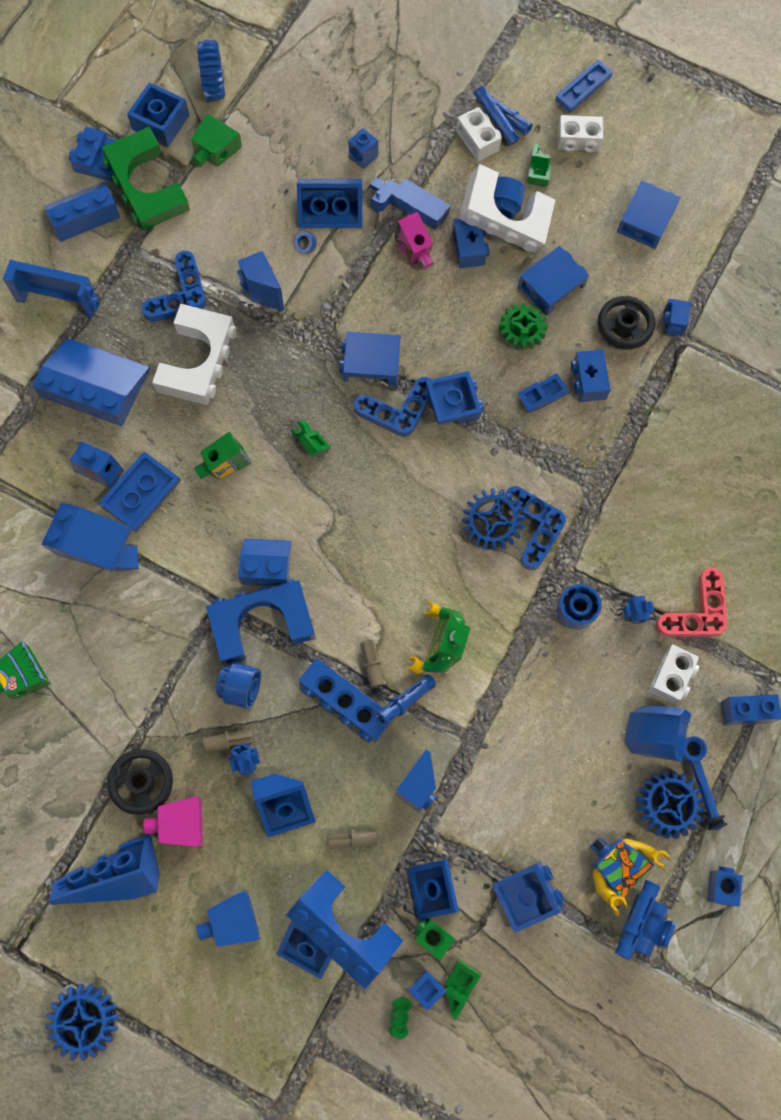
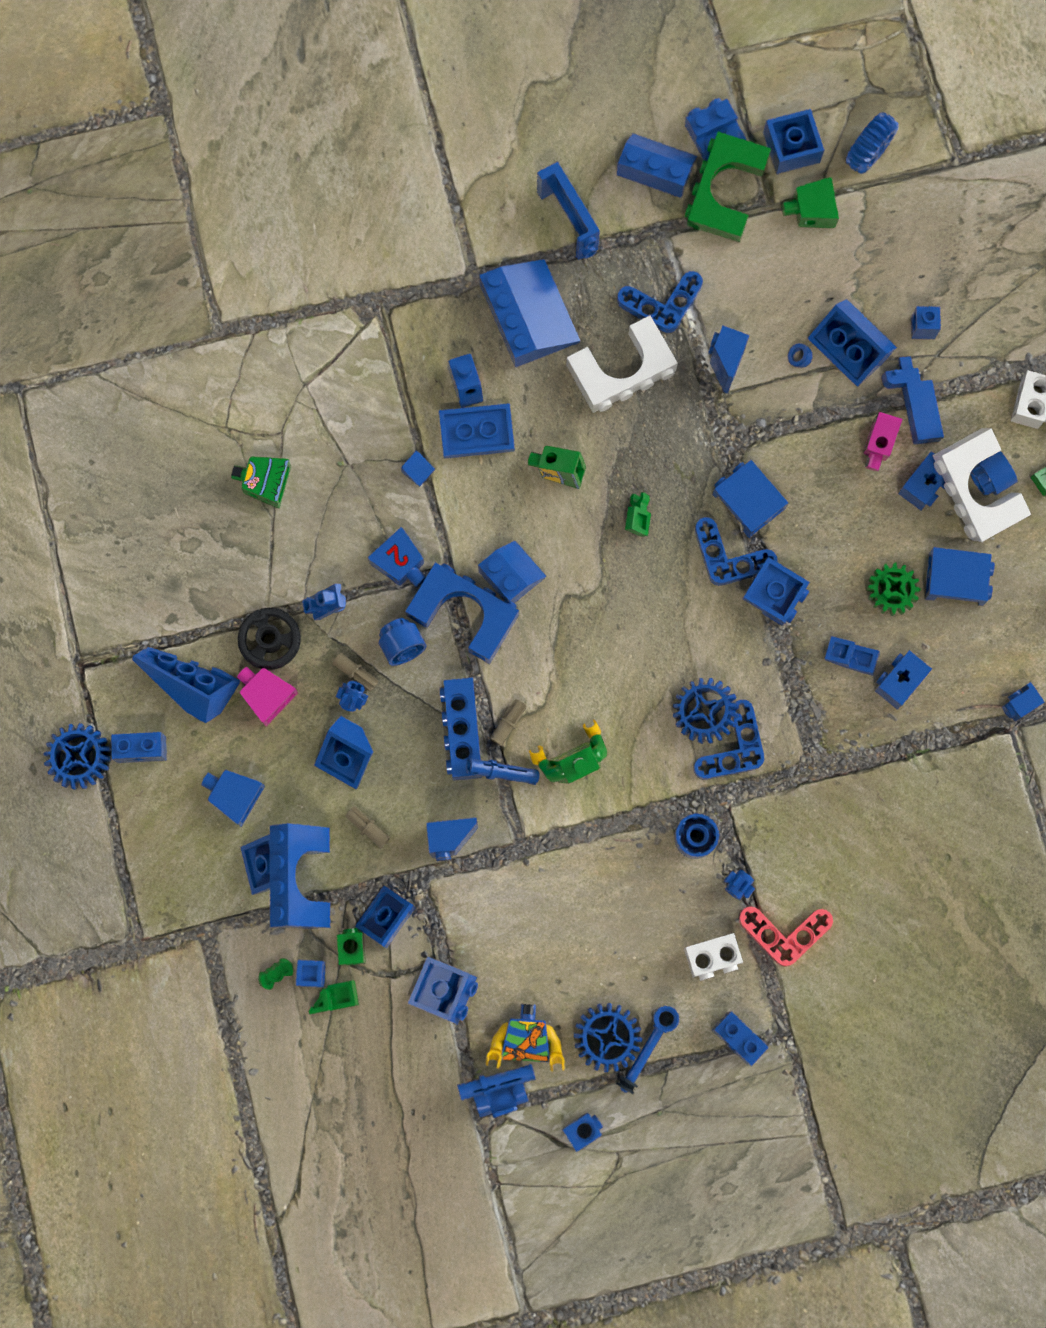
camera: 50 degrees right, 5 degrees up
(86, 537) = (405, 428): blue slope -> none
(123, 964) = (139, 747): none -> blue brick
(155, 713) = (325, 602): none -> blue hips
(177, 631) = (399, 559): none -> blue torso
(623, 330) = (998, 659): black wheel -> none
(658, 732) = (655, 981): blue slope -> none

